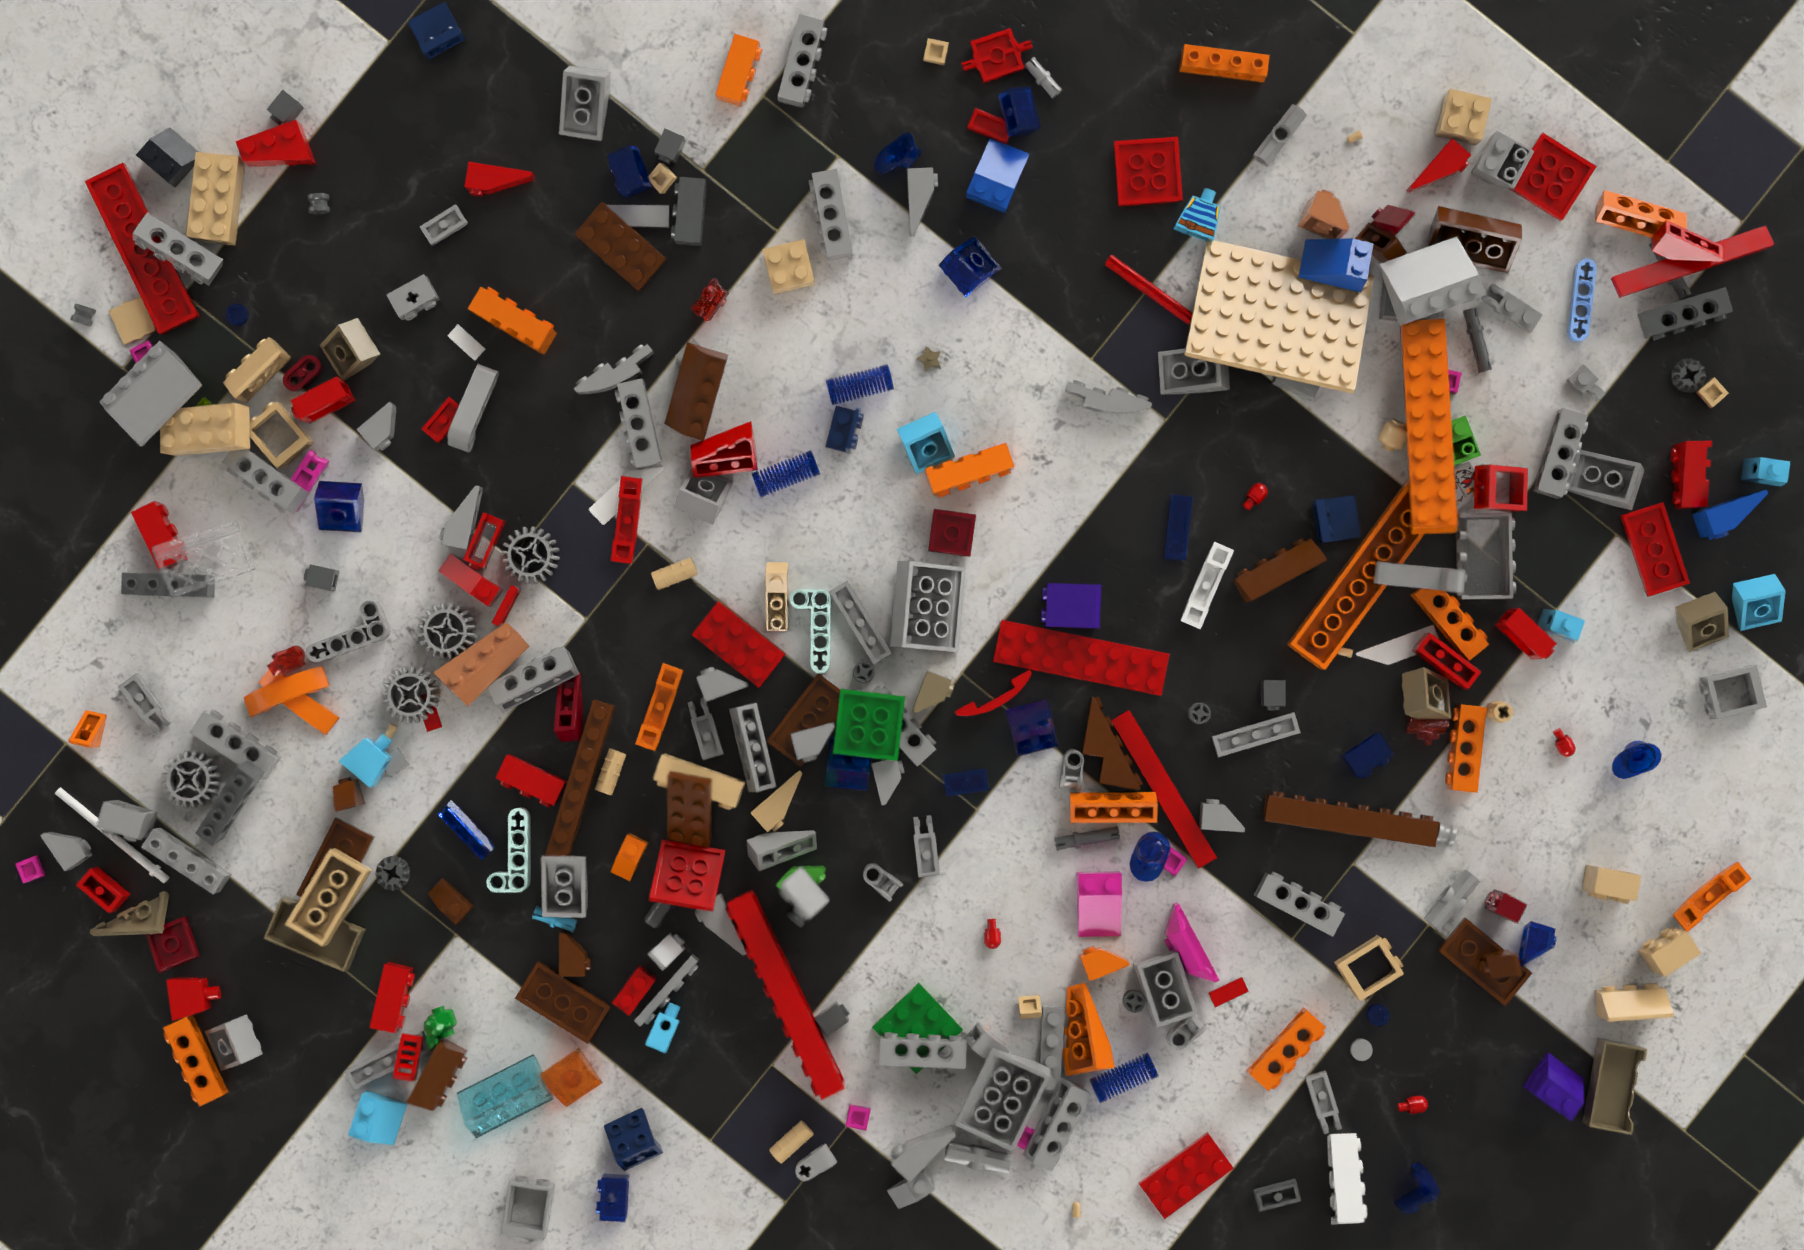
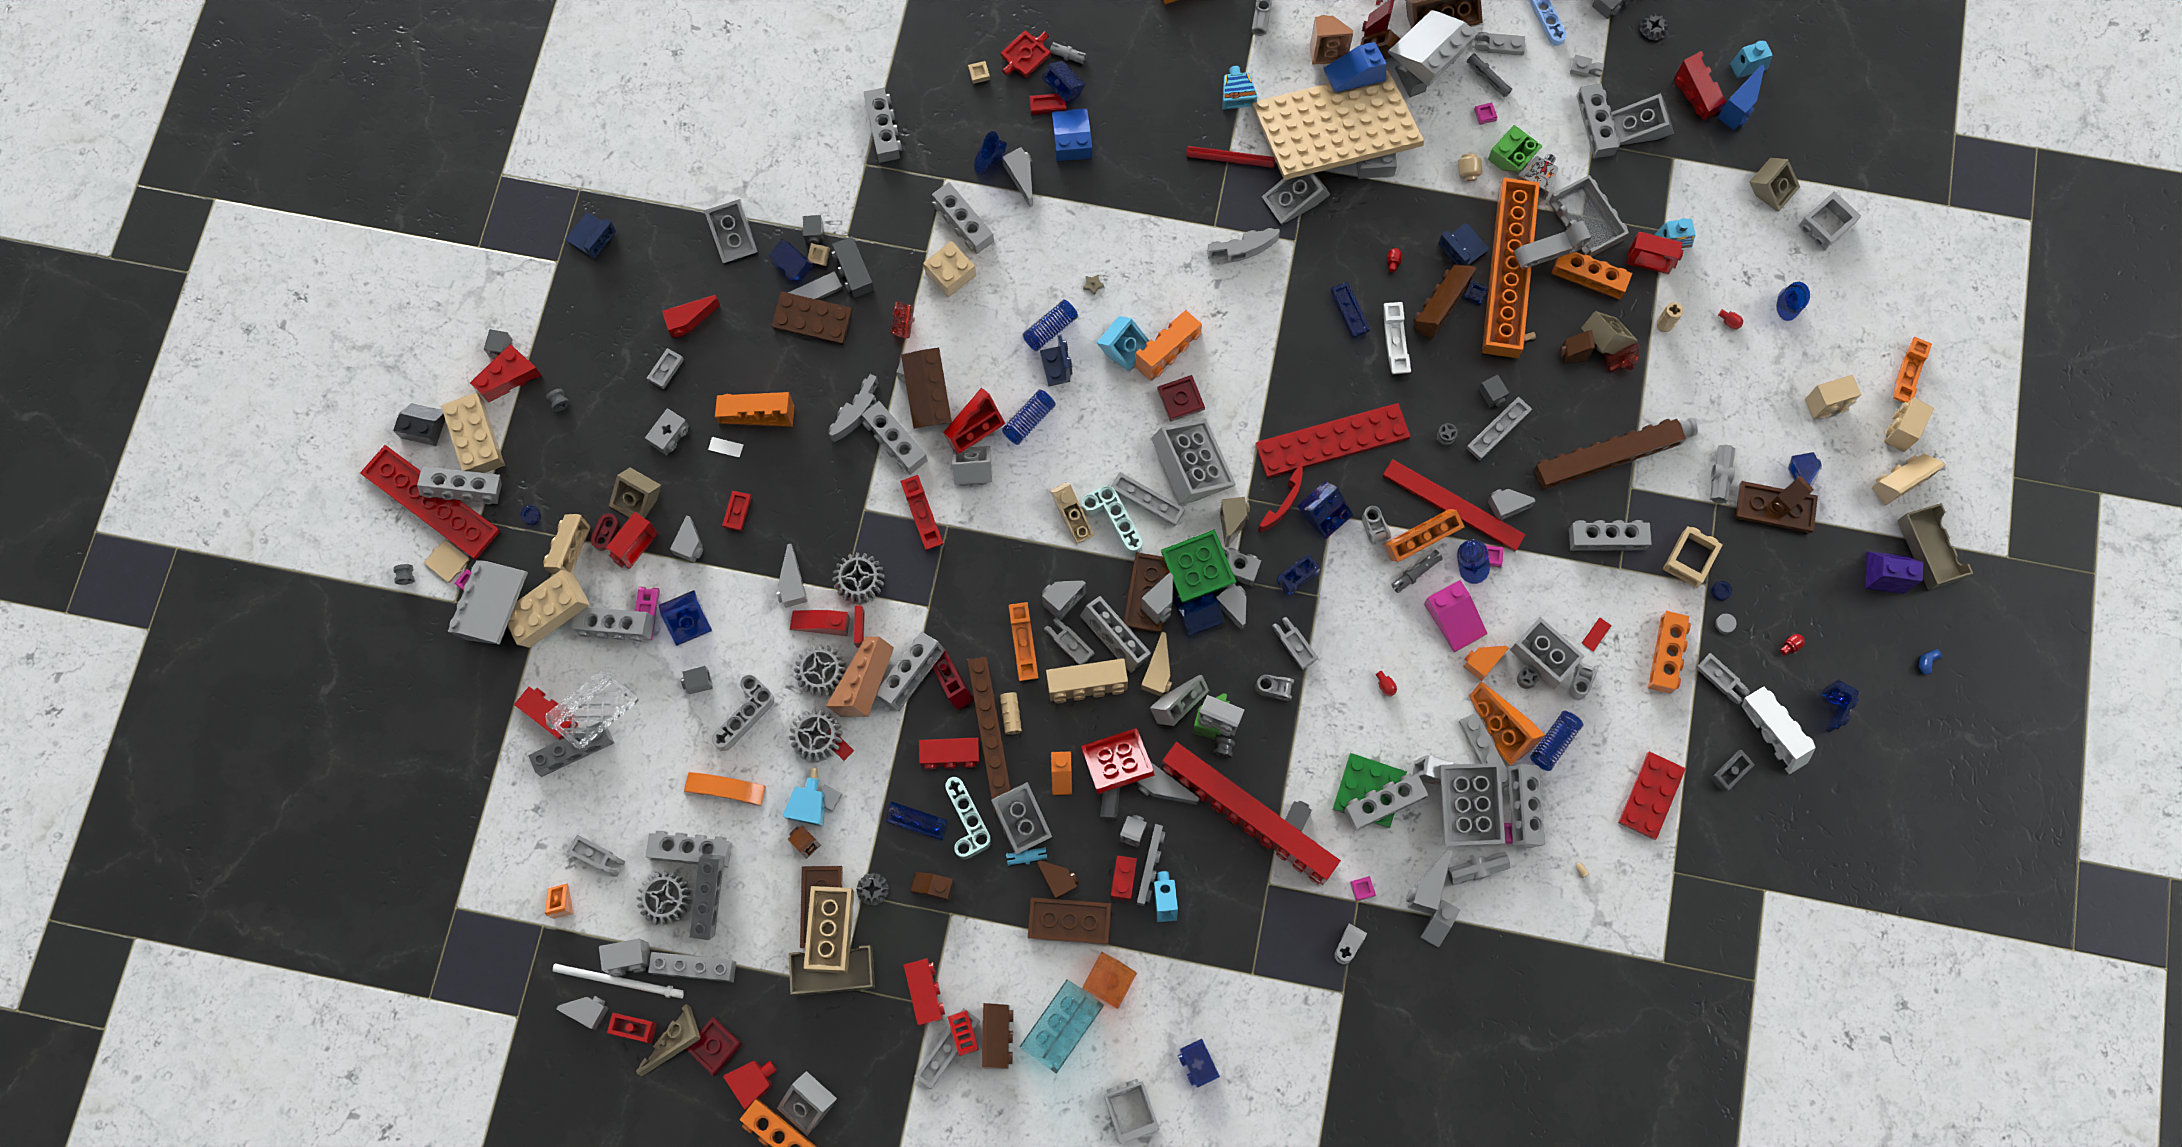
camera: 20 degrees left, 15 degrees down
(30, 869) = (560, 1047): dark pink tile -> none
(285, 690) = (708, 783): orange slope -> none
(287, 660) = (700, 757): clear red hips -> none
(293, 450) = (625, 595): tan window -> none
(377, 1118) = (963, 1103): medium azure slope -> none
(439, 1025) = (975, 994): green head -> none
(463, 427) = (755, 490): light grey beam -> none
(484, 541) = (815, 586): red window -> none
(607, 505) = (901, 511): white sticker -> none
(632, 1139) = (1188, 1006): dark blue bracket -> none
(674, 573) = (981, 535): tan axle -> none
(689, 809) = (1091, 703): reddish brown plate -> none
(738, 70) = (838, 153): orange brick -> none
(738, 644) = (1060, 563): red plate -> none
(791, 1142) = (1320, 936): tan axle -> none
(864, 672) = (1172, 530): dark grey wheel -> none
(969, 266) = (1086, 204): clear blue slope -> none
(1030, 1007) = (1449, 724): tan plate -> none
(1071, 605) = (1304, 402): dark purple slope -> none
(1102, 743) = (1388, 493): reddish brown slope -> none
(1148, 171) = (1181, 78): red plate -> none
(1185, 942) = (1533, 606): dark pink wedge -> none
(1319, 576) = (1476, 292): none -> clear blue tile
(1367, 755) = (1592, 399): clear blue brick -> none
(1384, 693) = (1577, 347): none -> reddish brown slope
(1396, 649) = (1568, 312): white sticker -> none
(1428, 427) = (1493, 142): orange brick -> none
(1446, 661) = (1608, 301): red brick -> none
(1472, 759) = (1655, 331): orange brick -> none
(1486, 497) = (1566, 173): red window -> none
(1505, 905) = (1766, 454): dark red brick -> none
(1534, 1189) = (1927, 659): none -> blue arm
(1655, 549) = (1708, 152): red plate -> none
(1712, 392) = (1678, 29): tan plate -> none
(1758, 601) = (1805, 150): medium azure slope -> none

